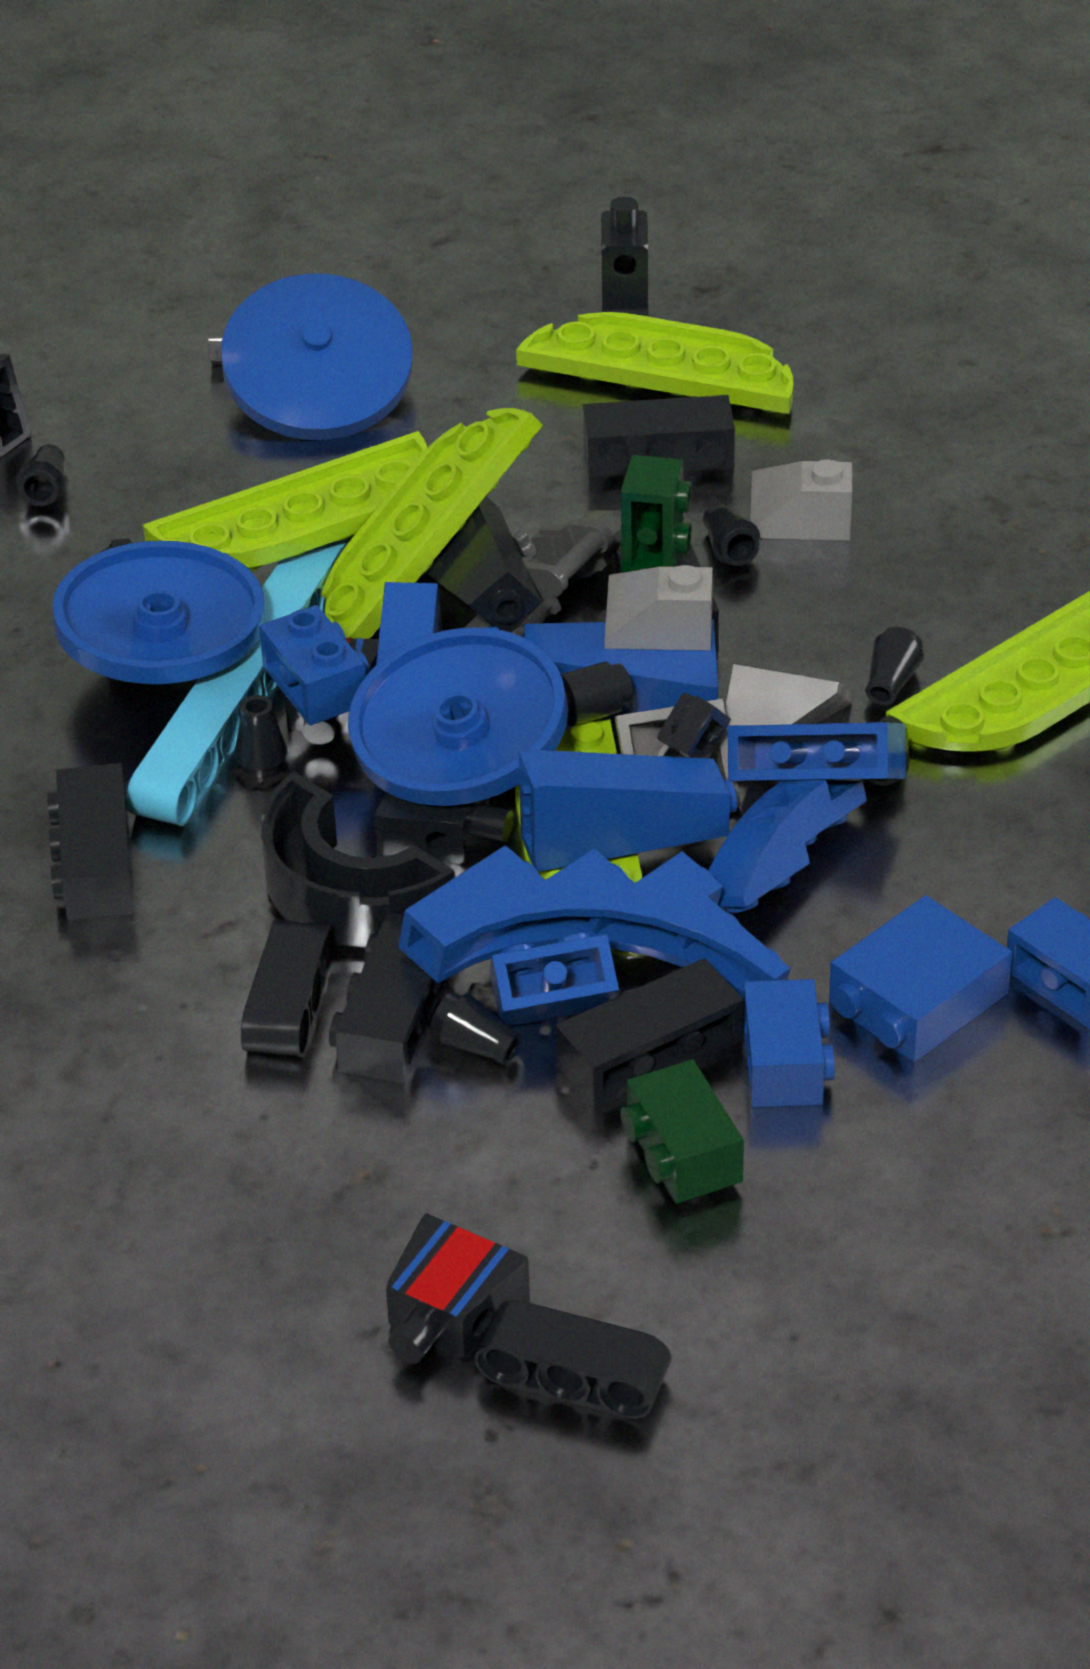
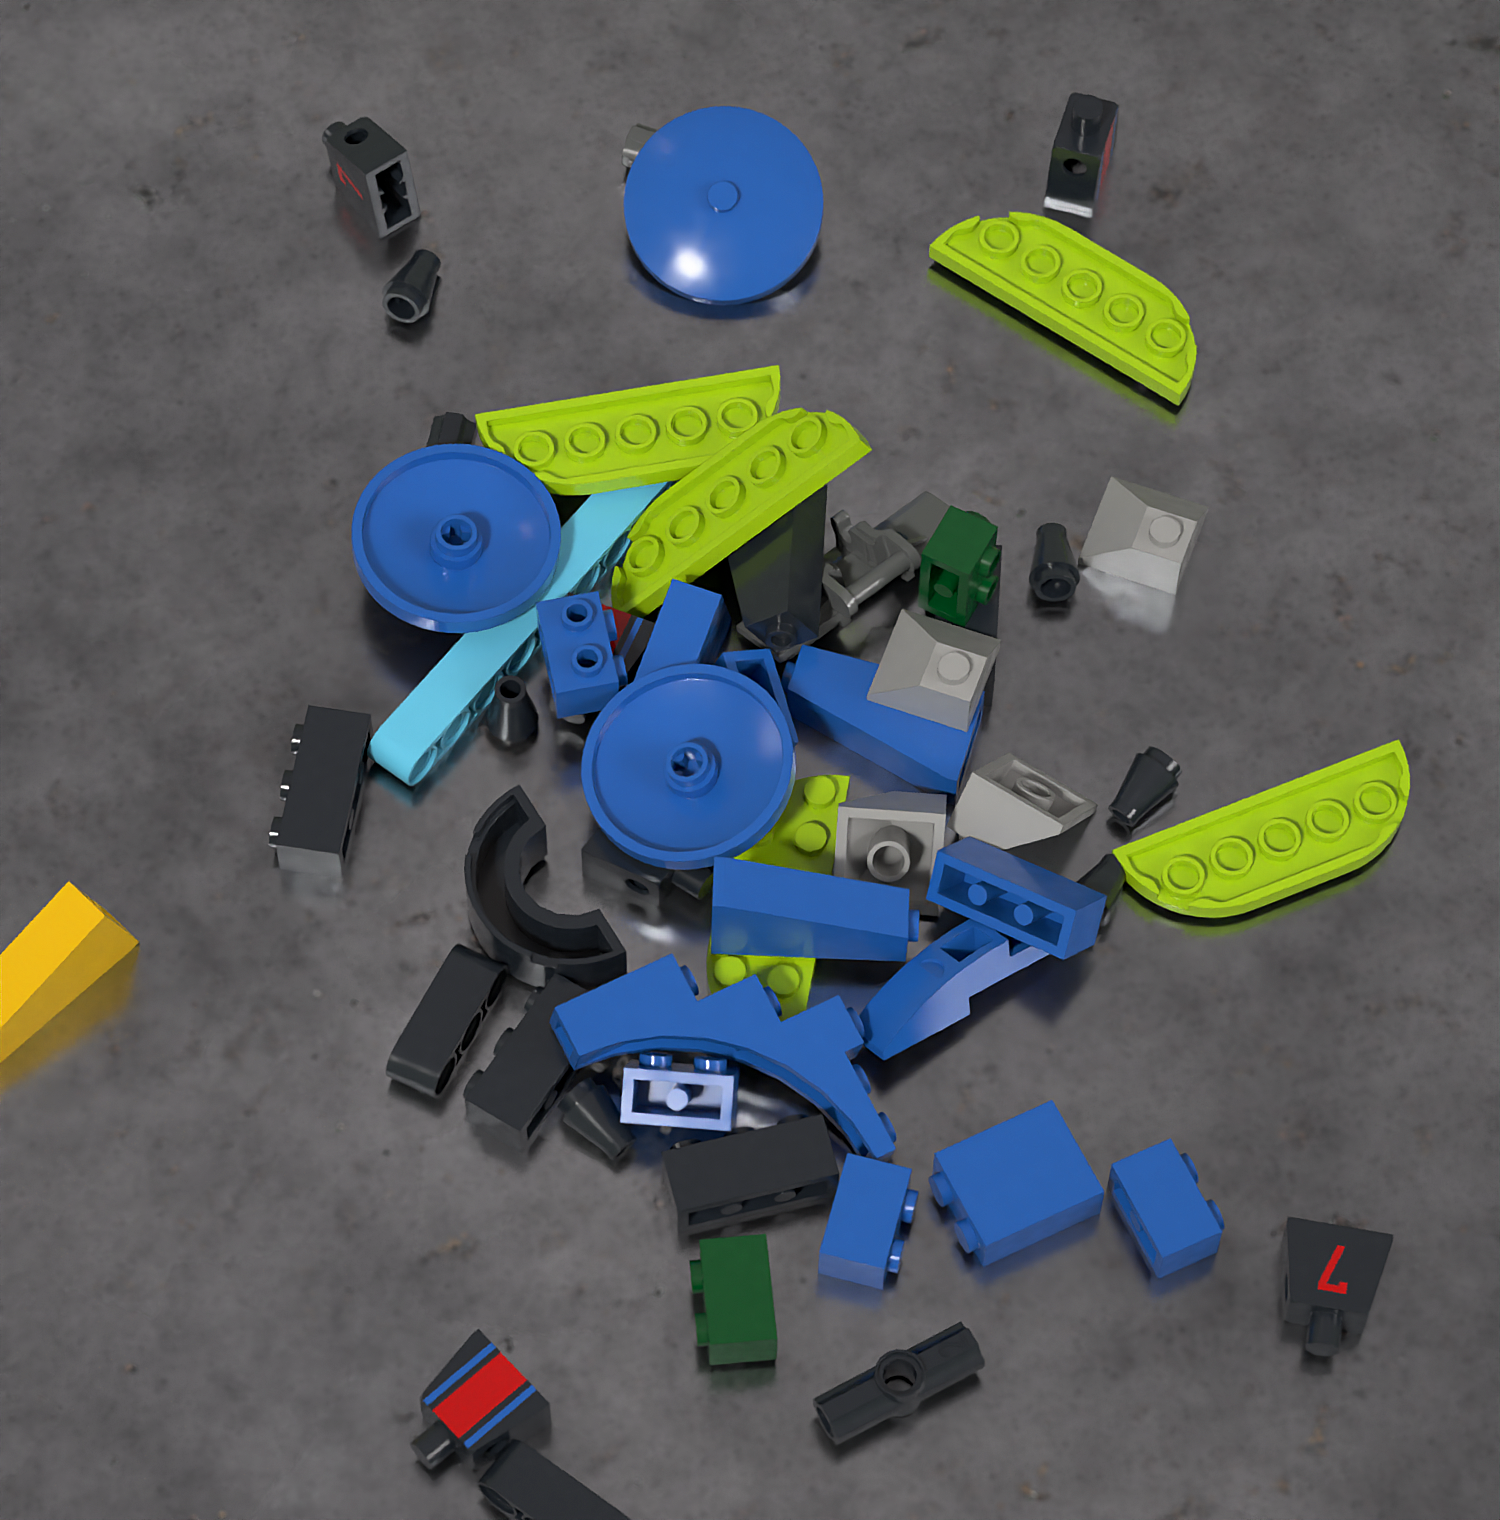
camera: 15 degrees right, 20 degrees up
(596, 691) = (833, 754): black brick -> none
(674, 428) = (1030, 409): black brick -> none
(693, 727) = (902, 847): black bracket -> none
(878, 1162) = (928, 1365): none -> black piece

